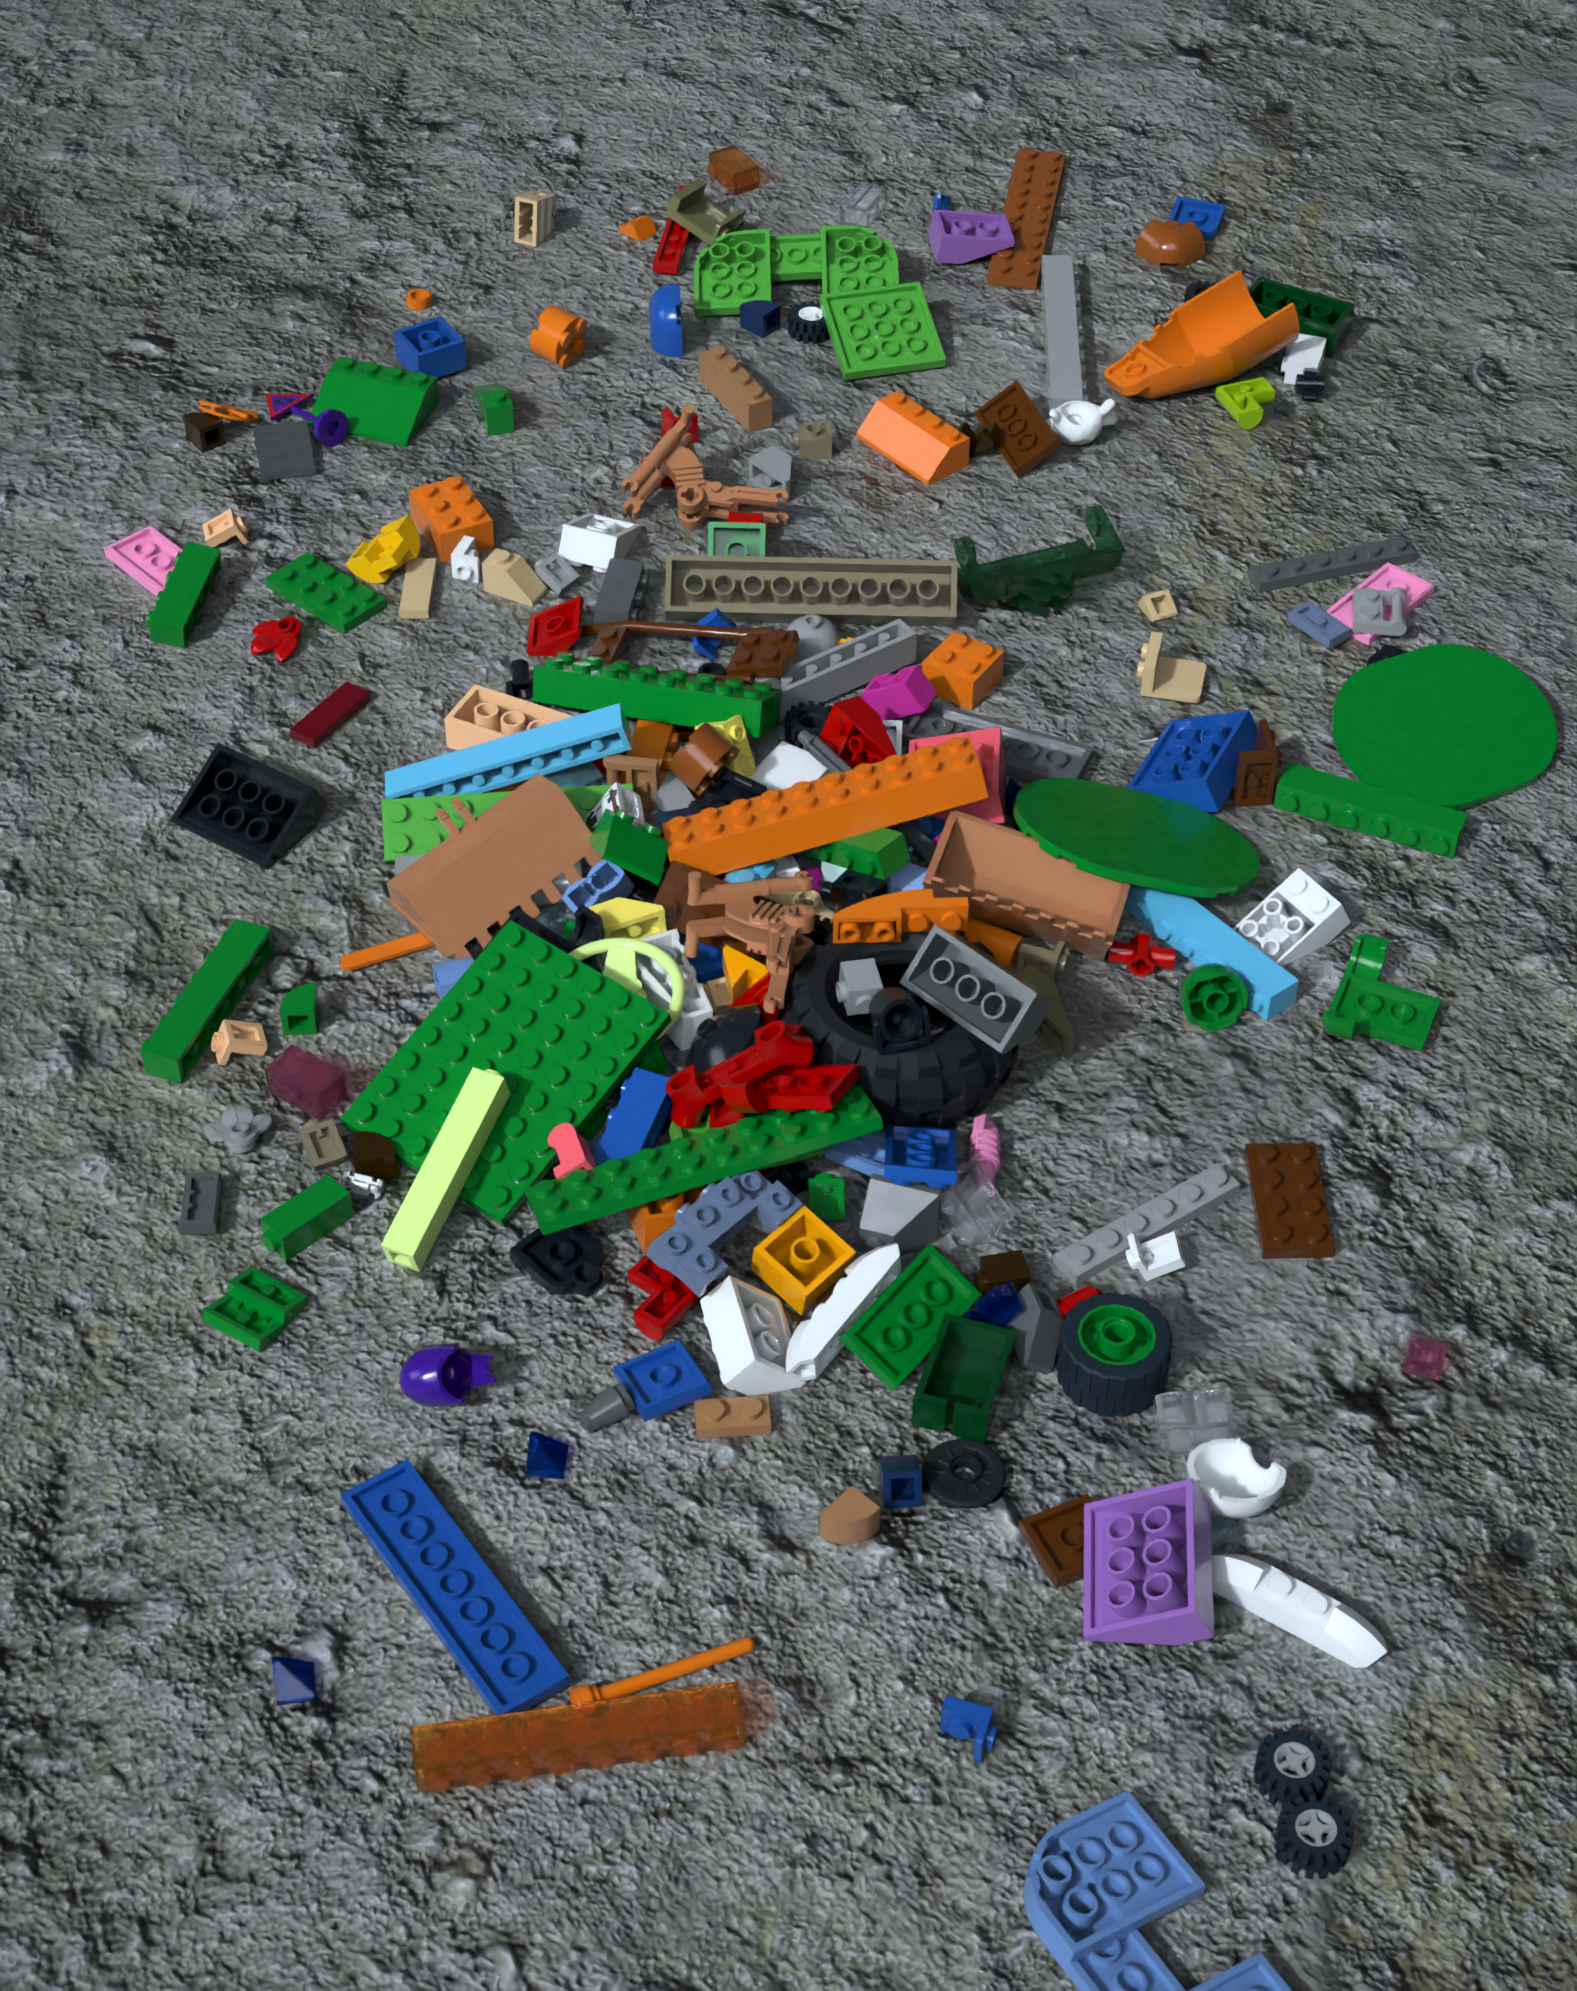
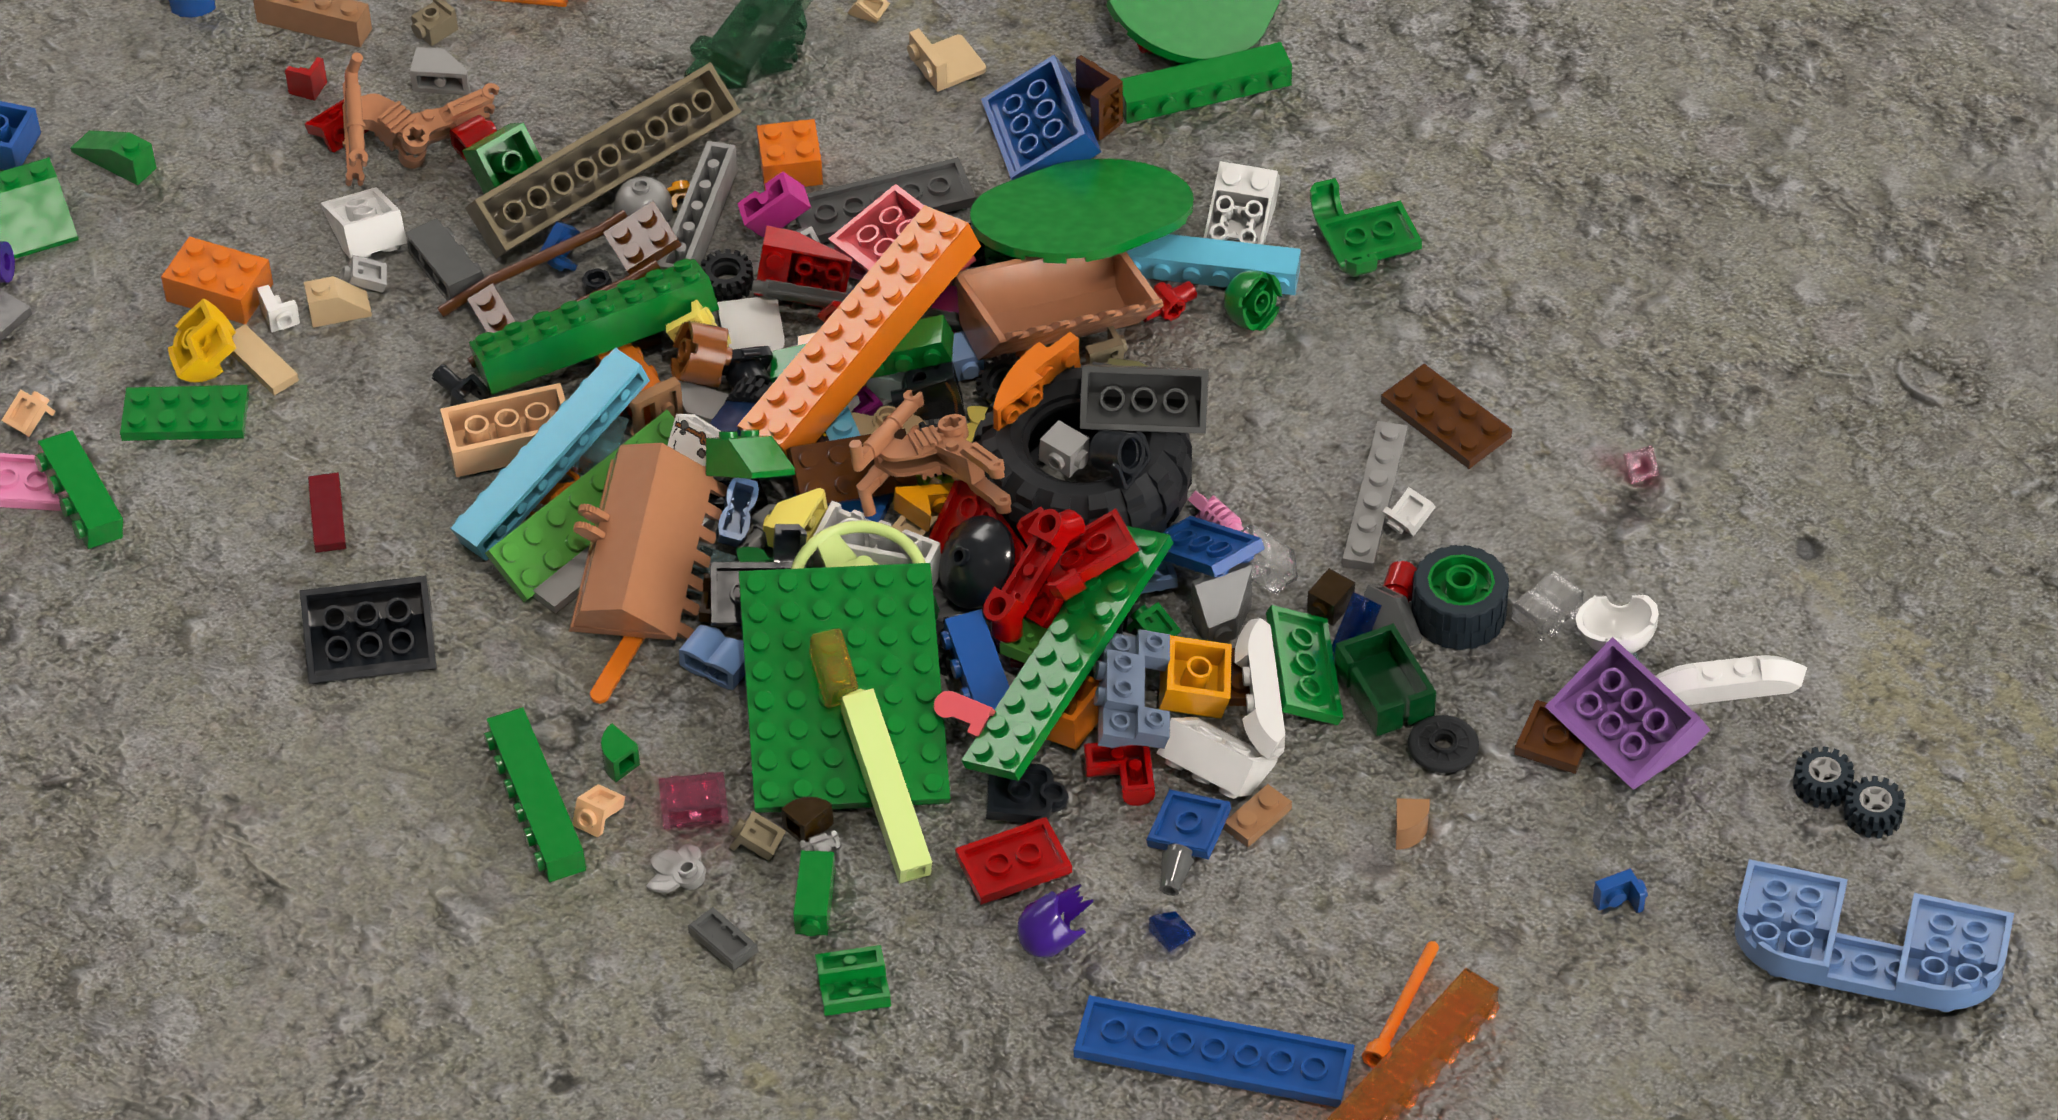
camera: 40 degrees left, 5 degrees up
(277, 636) = (195, 480): red plate -> none
(488, 1305) = (1013, 860): none -> red plate
(496, 1038) = (832, 666): none -> clear yellow brick
(555, 628) = (424, 321): red slope -> none
(559, 336) = (103, 53): orange brick -> none
(900, 1481) = (1412, 776): dark blue brick -> none

